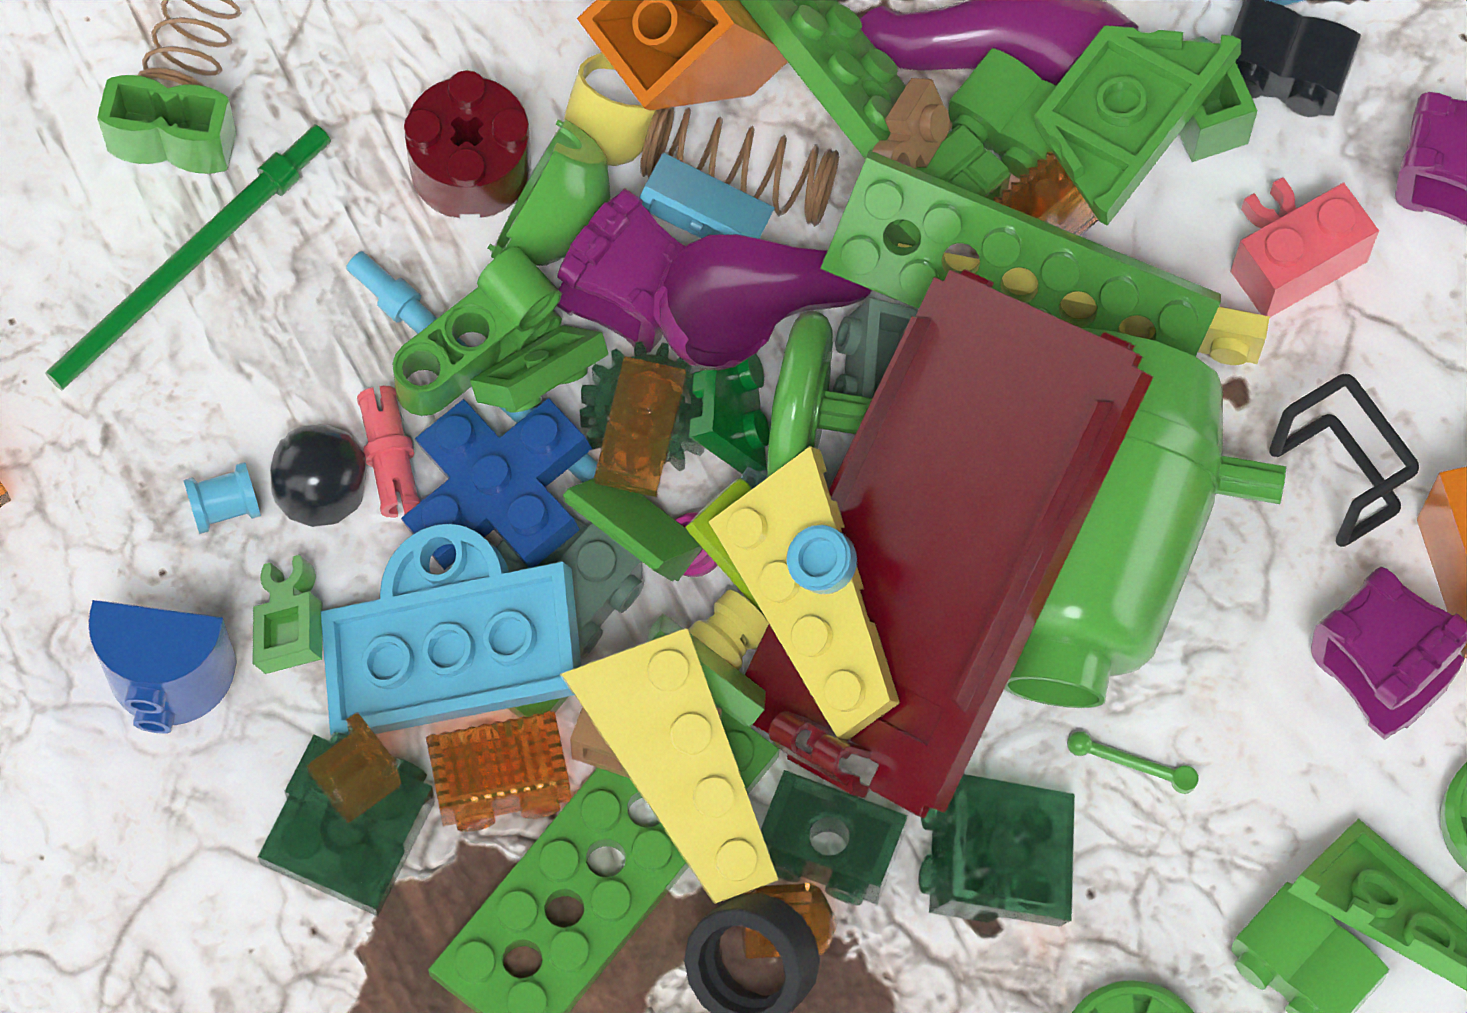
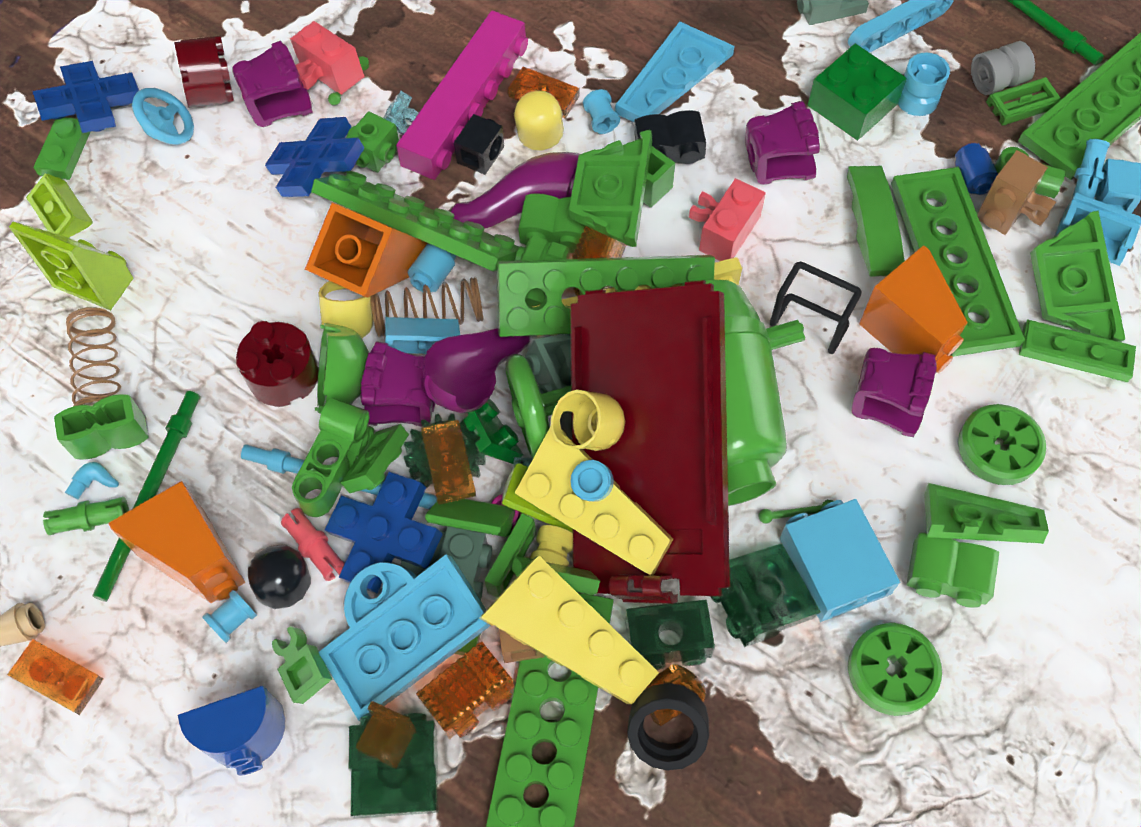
camera: 25 degrees left, 5 degrees down
(87, 248) = (84, 515): none -> bright green pin
(112, 185) = (84, 477): none -> medium azure animal
(205, 359) = (180, 542): none -> orange slope
(678, 600) = (516, 545): none -> bright green tile
(776, 102) = (431, 268): none -> medium azure brick
(876, 475) = (596, 420): none -> light yellow helmet
(916, 125) = (510, 241): medium nougat plate -> none
(1145, 858) = (839, 558): none -> medium azure brick

